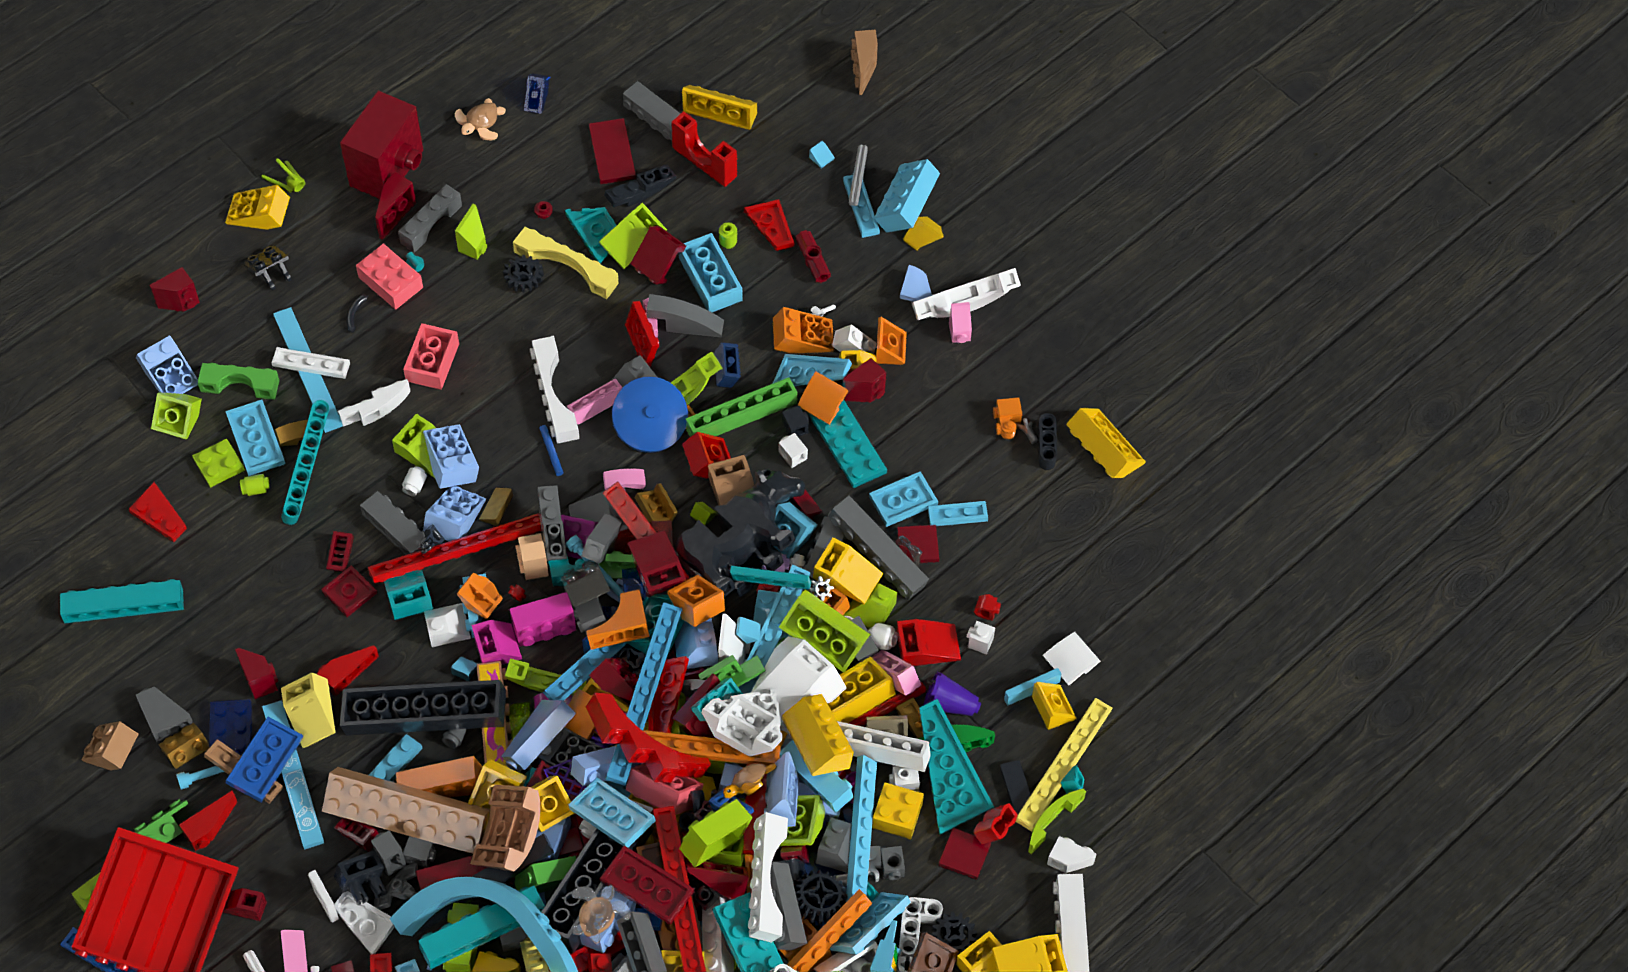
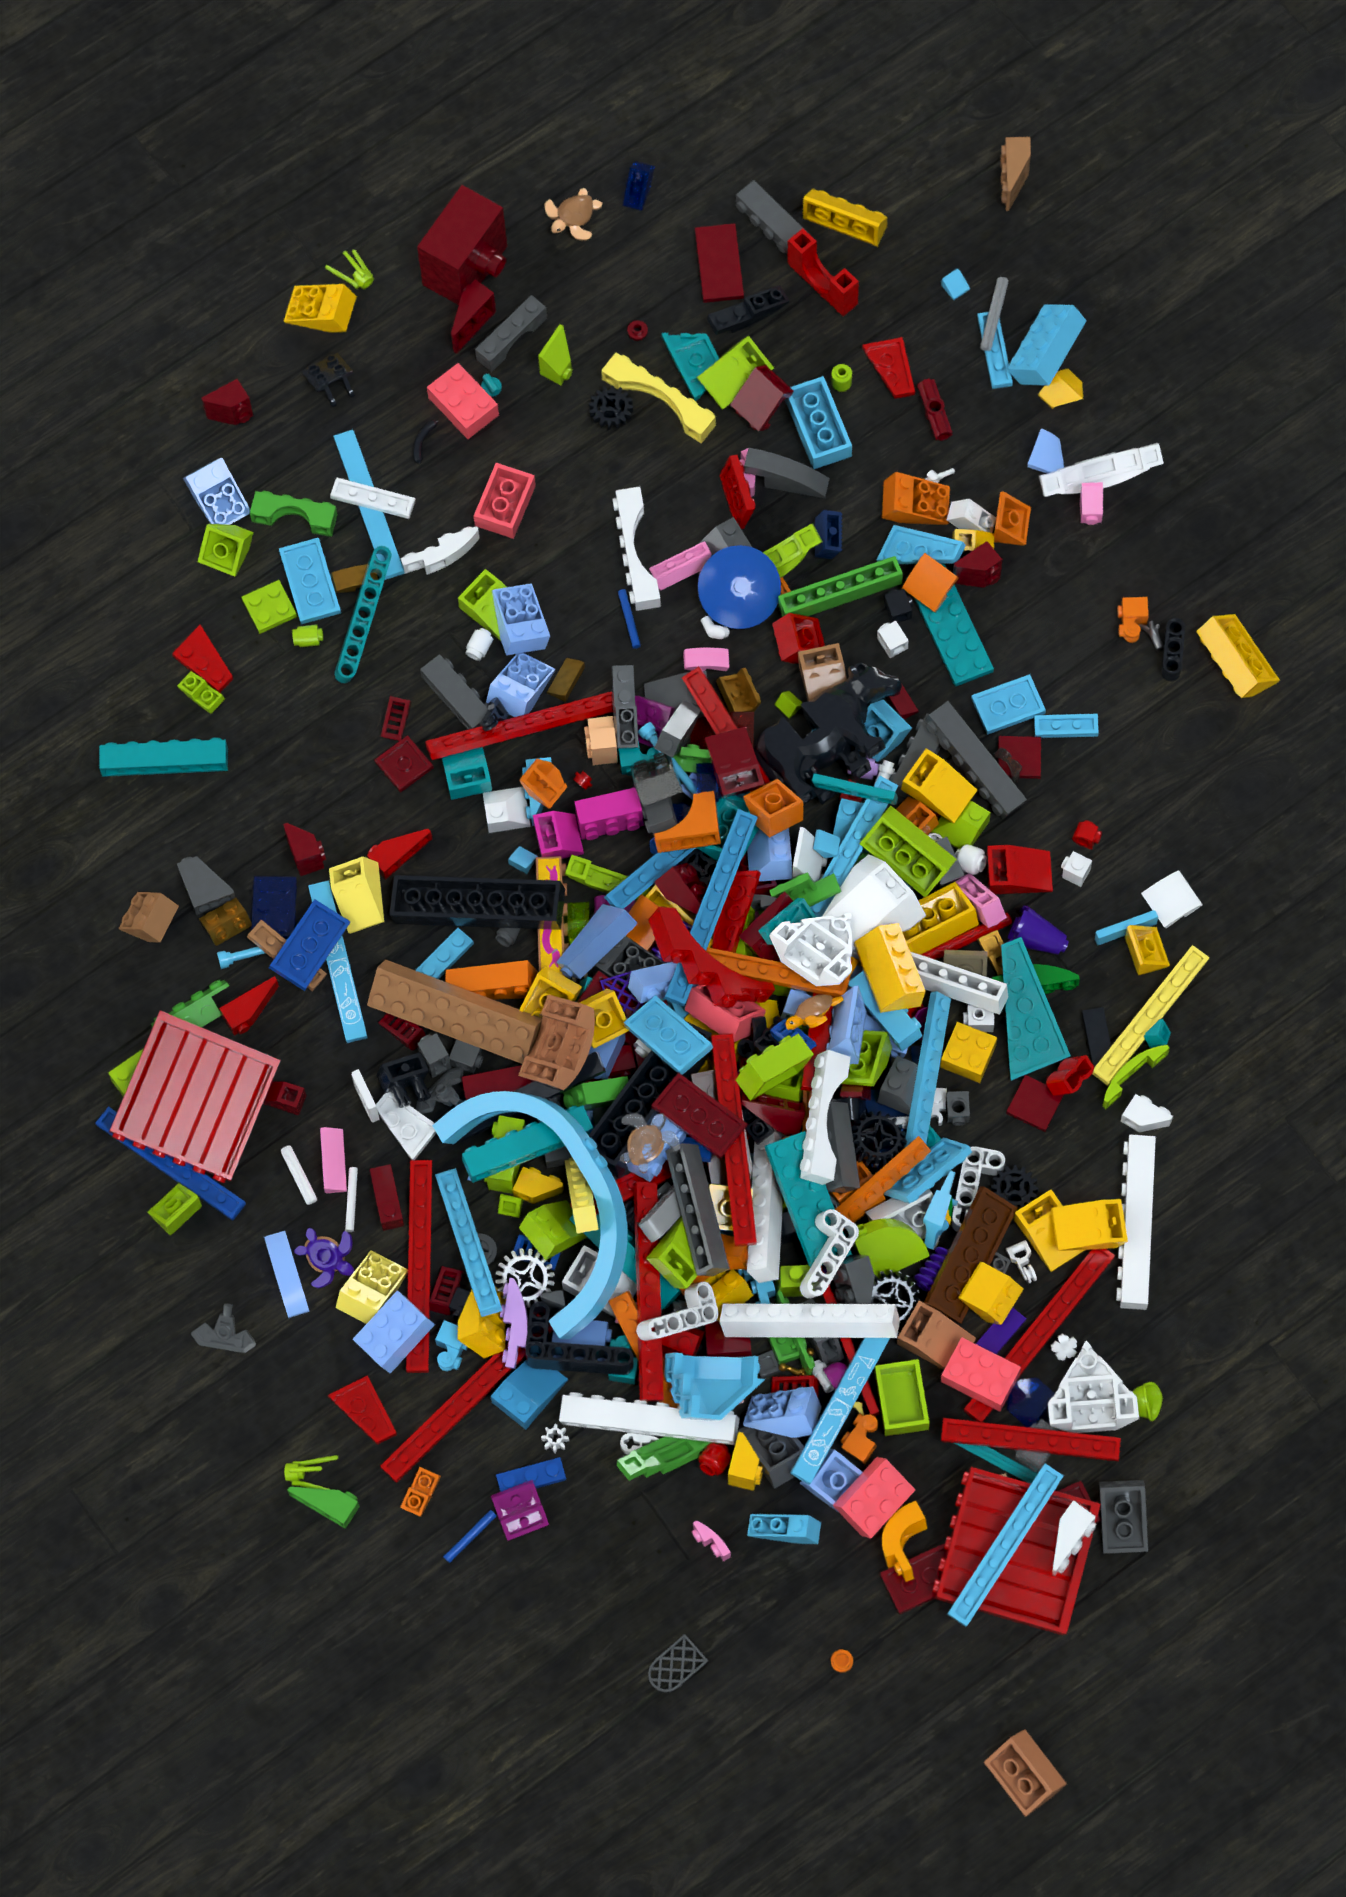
camera: 10 degrees right, 10 degrees up
(156, 542) = (201, 692): none -> lime slope
(630, 455) = (714, 631): none -> white arm
(815, 589) = (909, 798): white gear -> none

